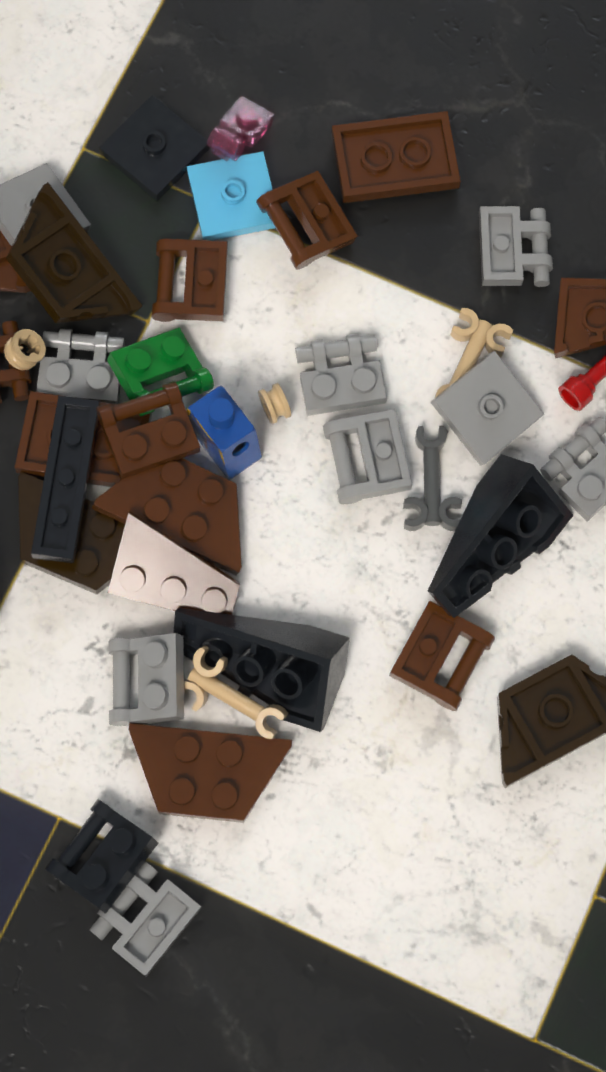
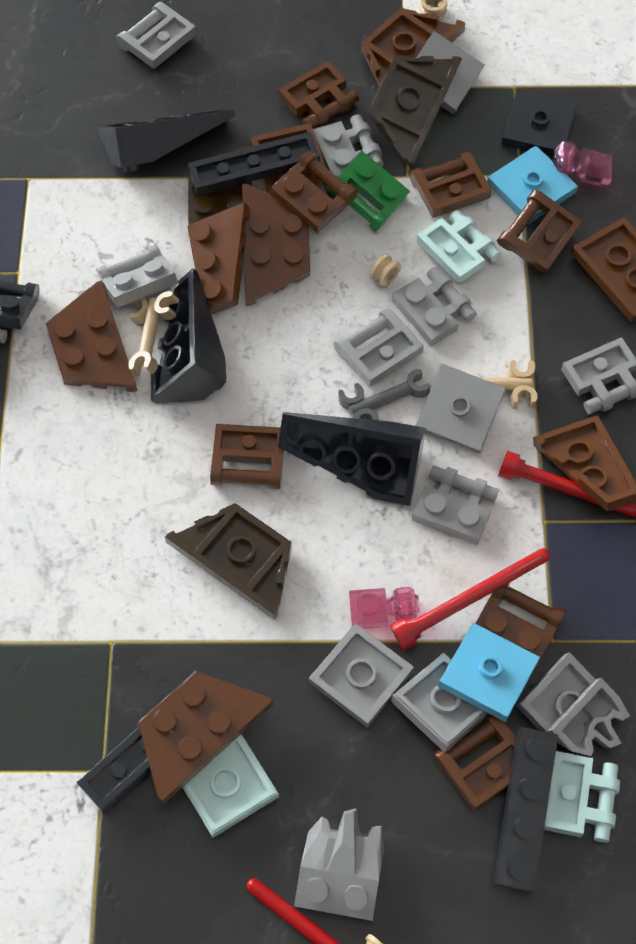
camera: 70 degrees right, 10 degrees down
(13, 349) = (331, 112): tan bush -> none
(221, 428) = (348, 234): blue torso -> none
(281, 321) = (452, 251): none -> light aqua plate

